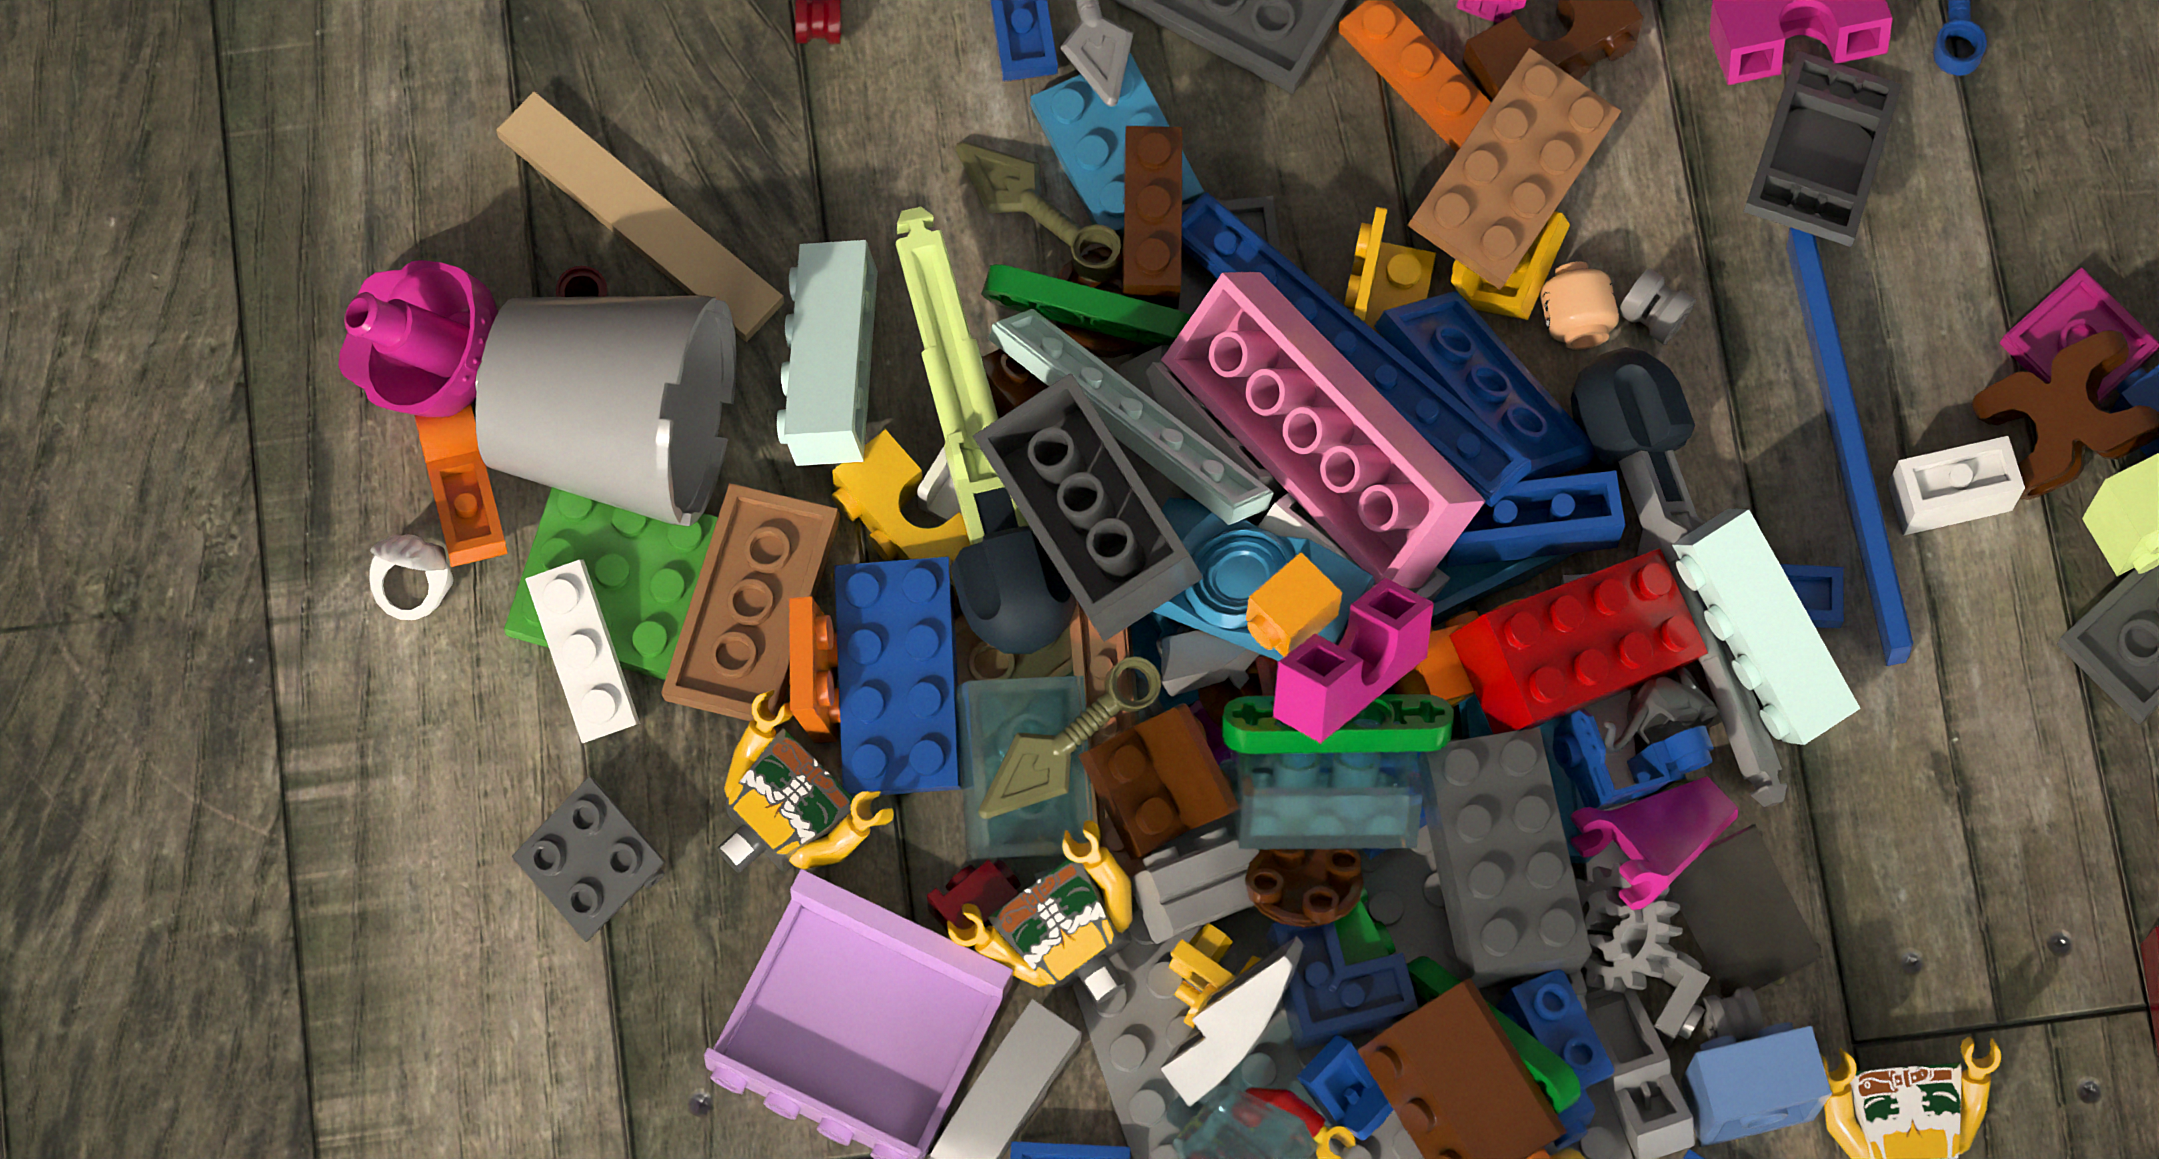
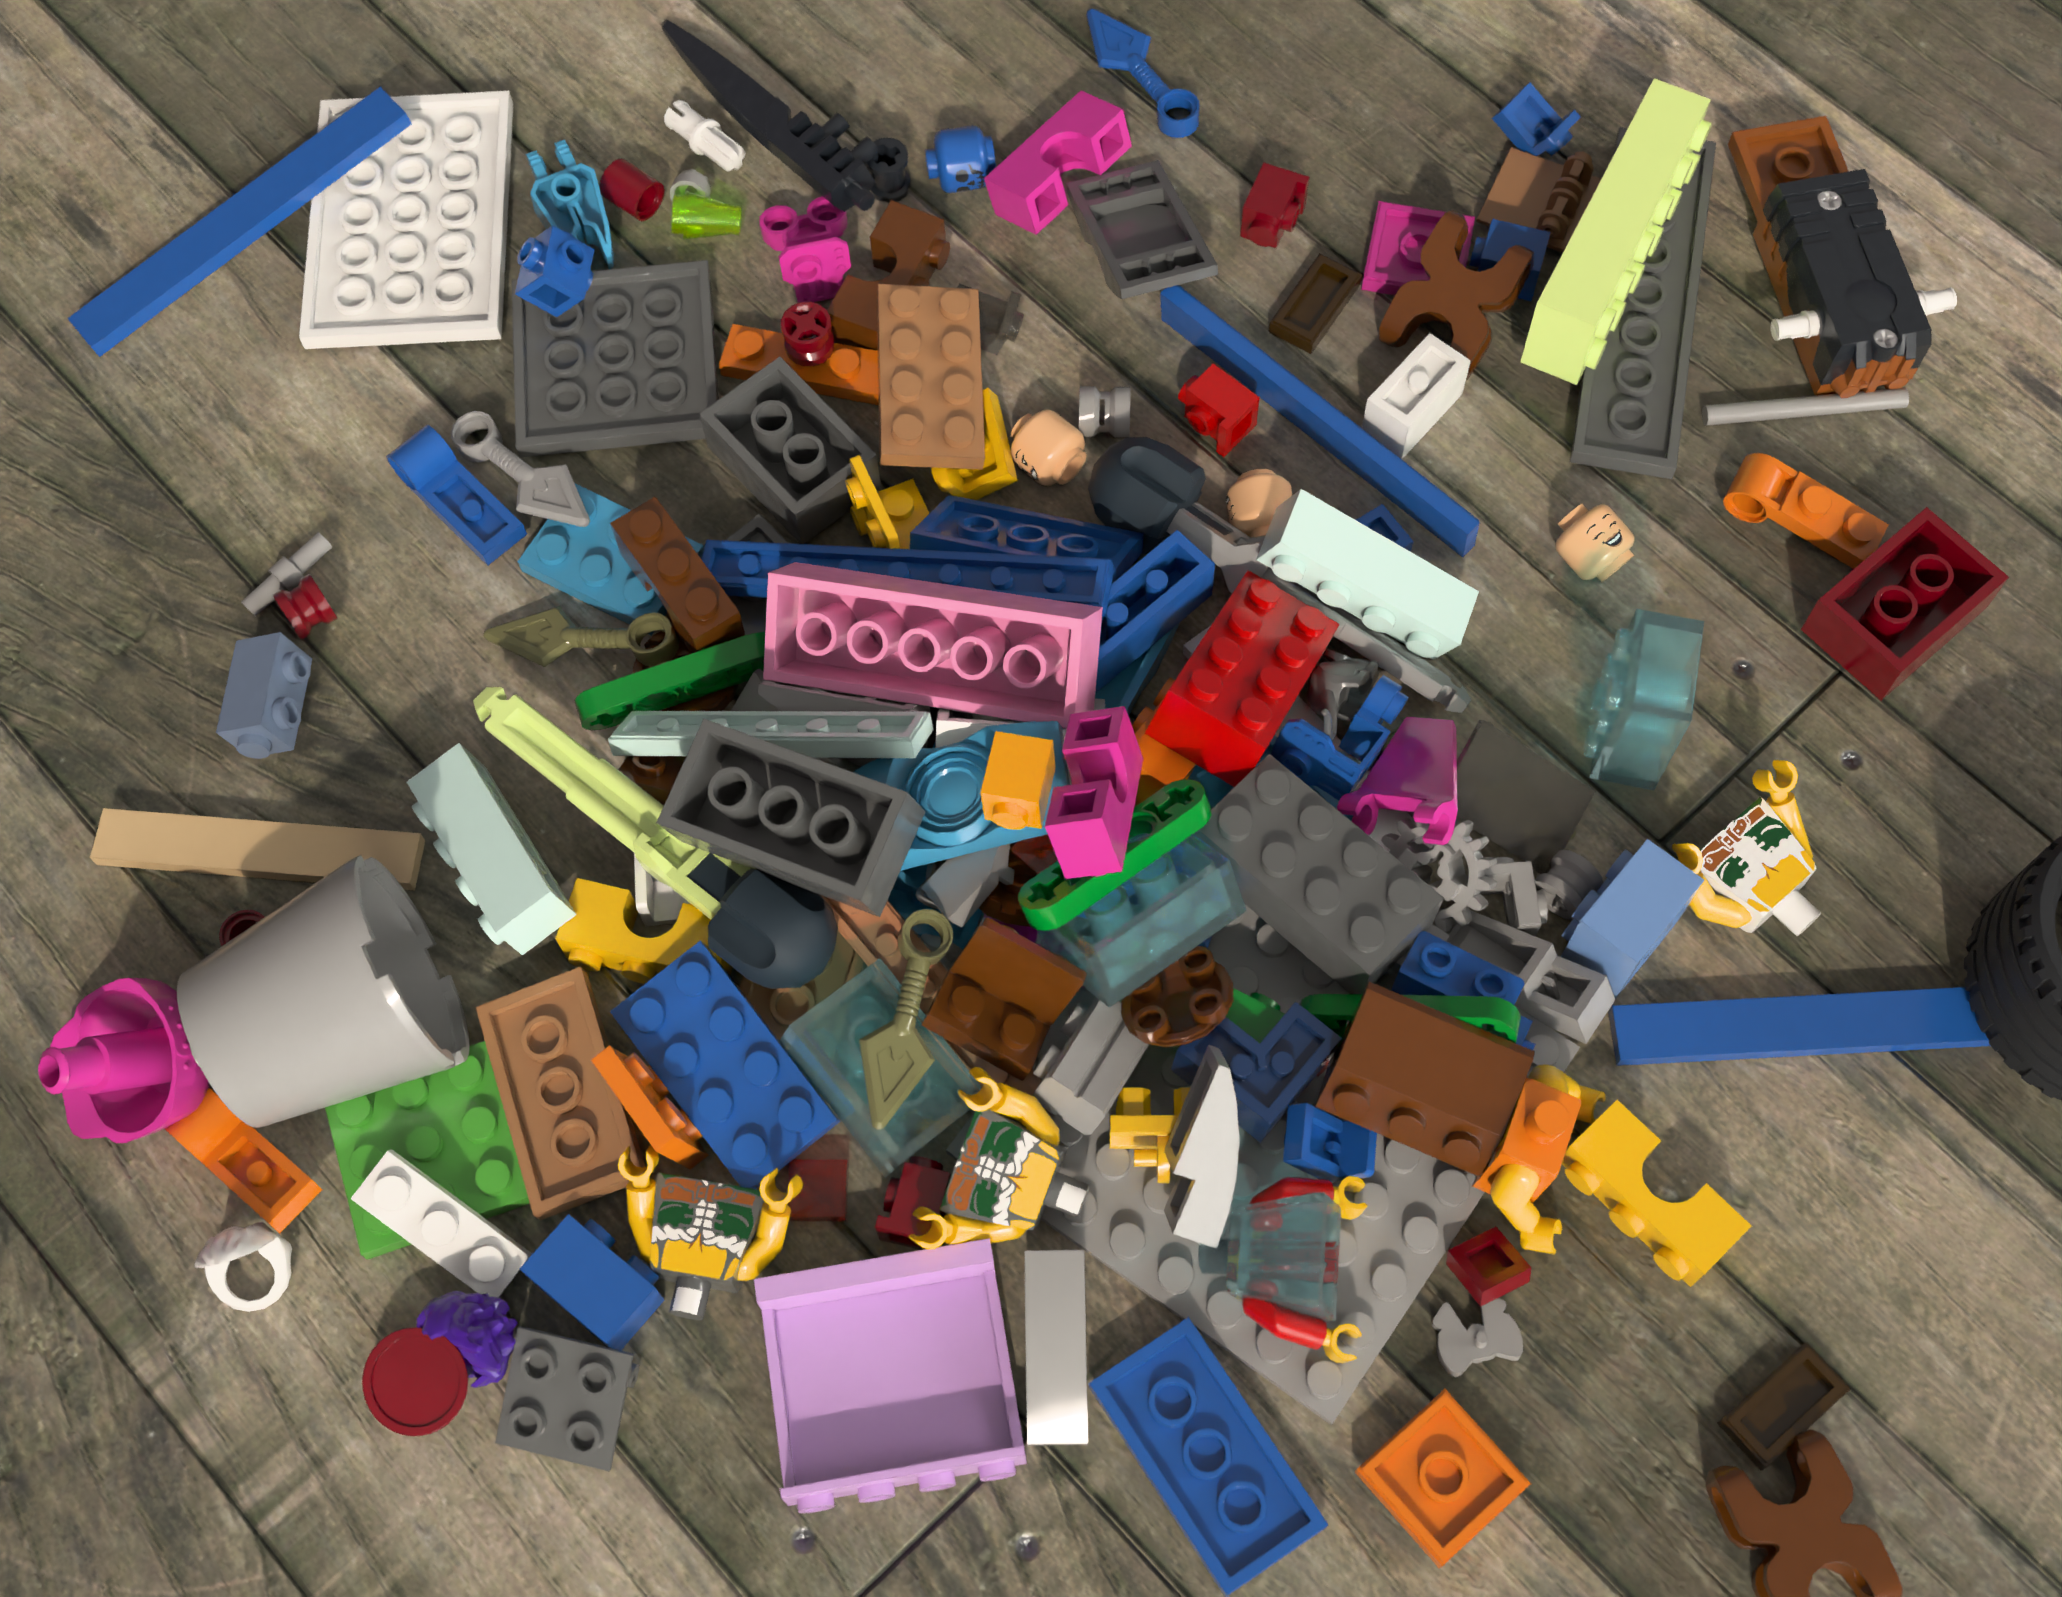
camera: 30 degrees left, 5 degrees down
(481, 762) = (414, 1382): none -> dark red piece
(547, 755) = (476, 1328): none -> dark purple hair
(672, 781) = (593, 1282): none -> blue brick
(731, 80) = (264, 695): none -> sand blue brick
(908, 835) = (823, 1190): none -> clear red tile
(1340, 152) = (787, 449): none -> dark grey brick
(1440, 38) = (804, 321): none -> dark red wheel
(1624, 146) = (998, 320): none -> clear smoke bracket
(1731, 484) = (1255, 499): none -> light nougat head
(1765, 373) = (1219, 407): none -> red brick
(1916, 906) = (1644, 699): none -> clear light blue brick
(1941, 329) = (1315, 303): none -> dark brown tile
(1972, 206) = (1273, 205): none -> dark red brick
(2011, 735) = (1594, 542): none -> light nougat head

